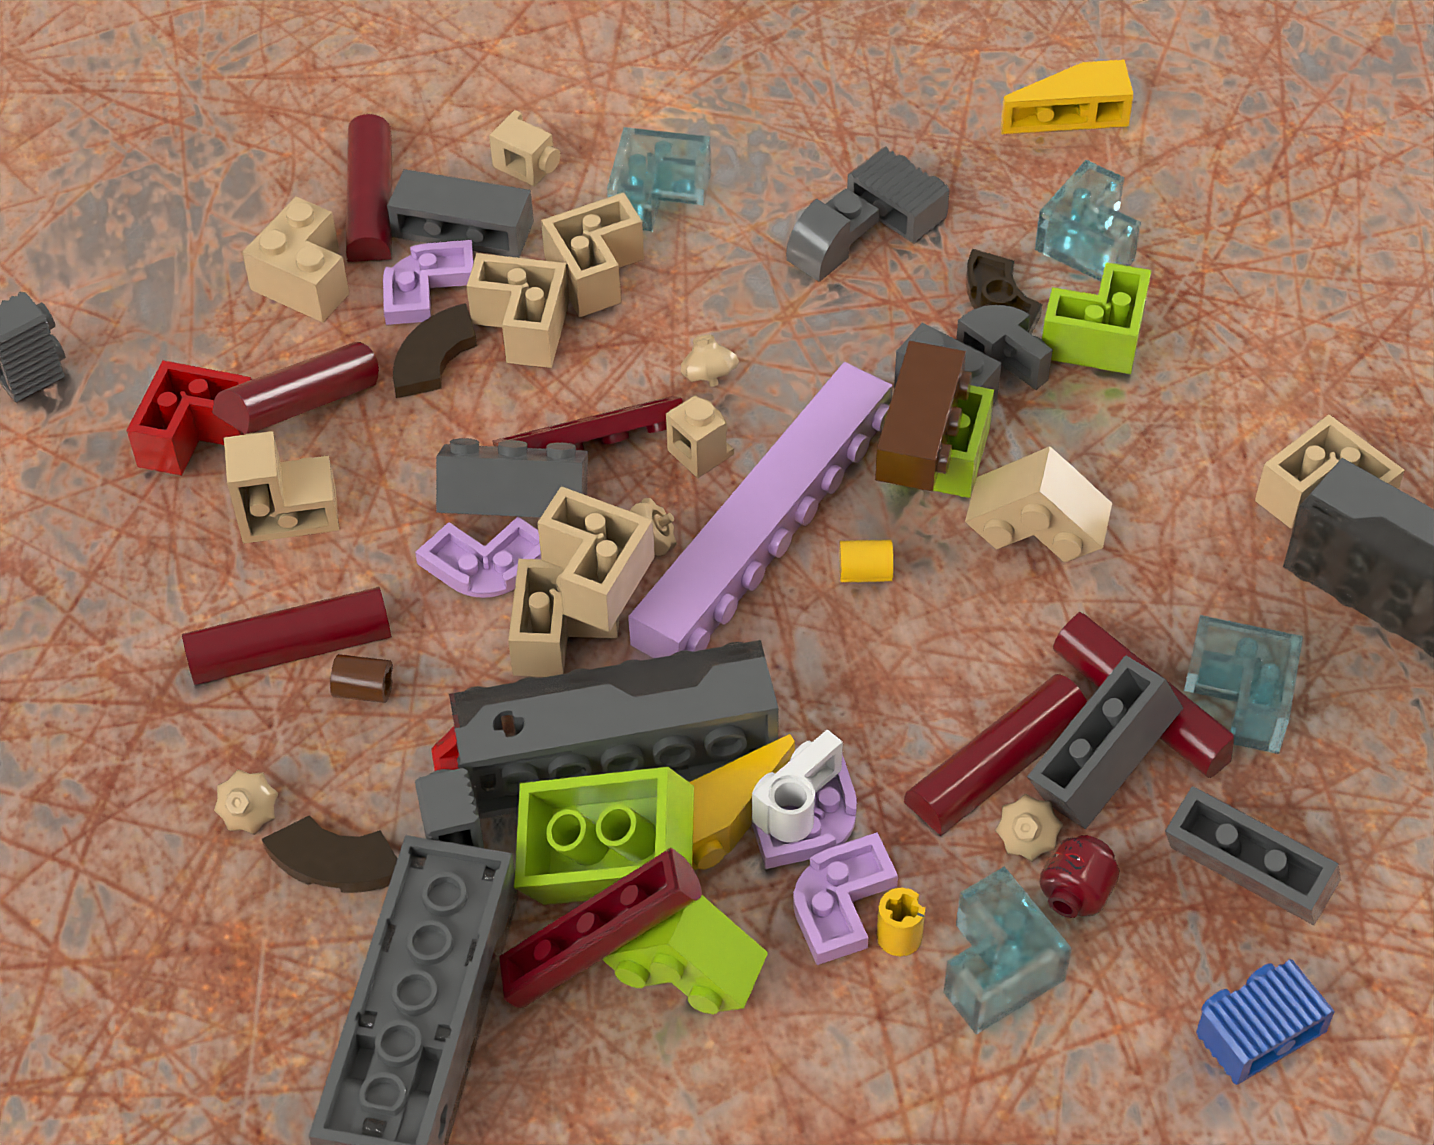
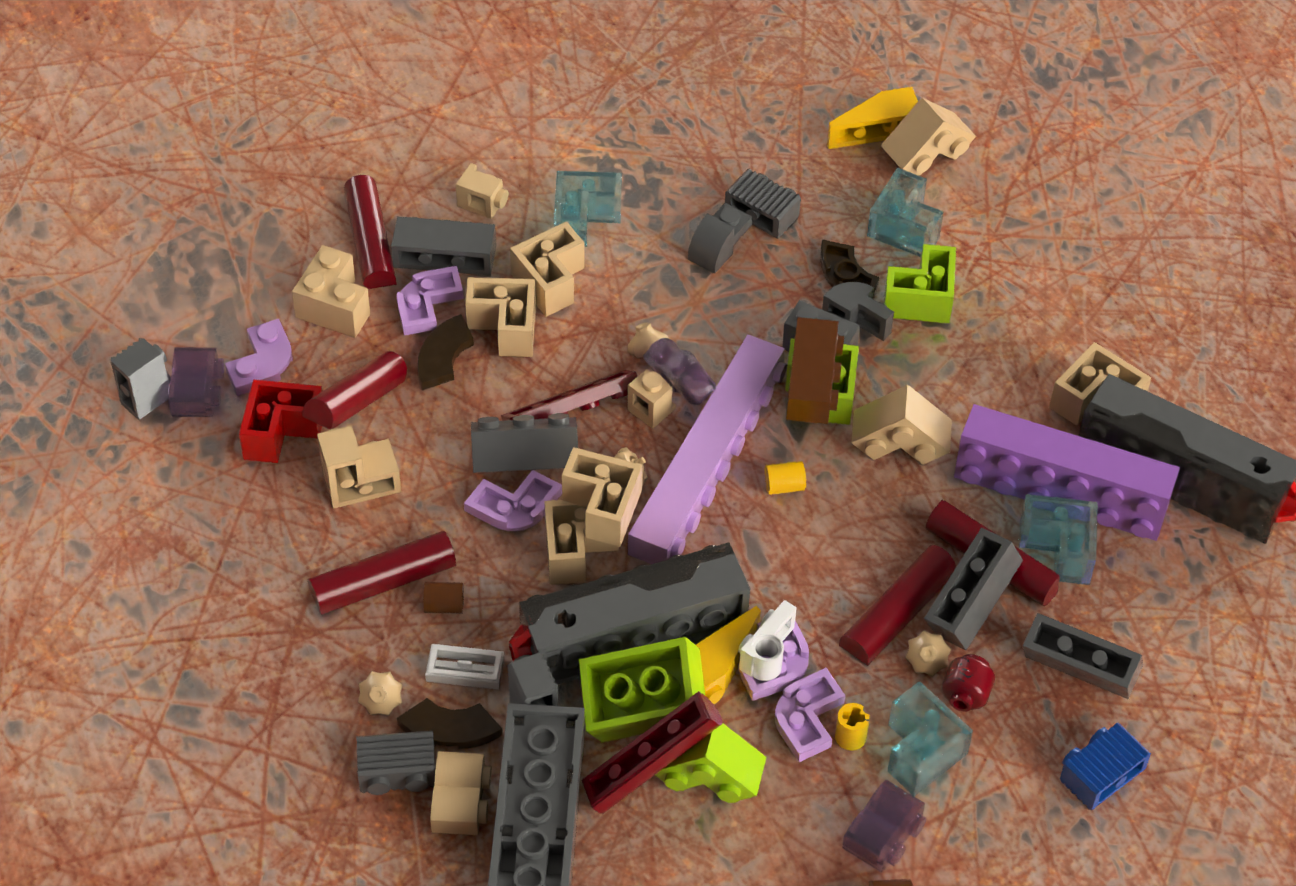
camera: 10 degrees left, 0 degrees up
(94, 359) = (194, 382): none -> clear purple brick
(206, 334) = (270, 358): none -> lavender plate
(245, 901) = (396, 762): none -> dark grey brick
(323, 955) = (458, 793): none -> tan brick
(369, 784) = (462, 671): none -> white tile
(741, 401) = (680, 370): none -> clear purple brick
(924, 1074) = (884, 826): none -> clear purple brick
(1132, 121) = (925, 134): none -> tan brick
(1227, 570) = (1039, 460): none -> medium lavender brick

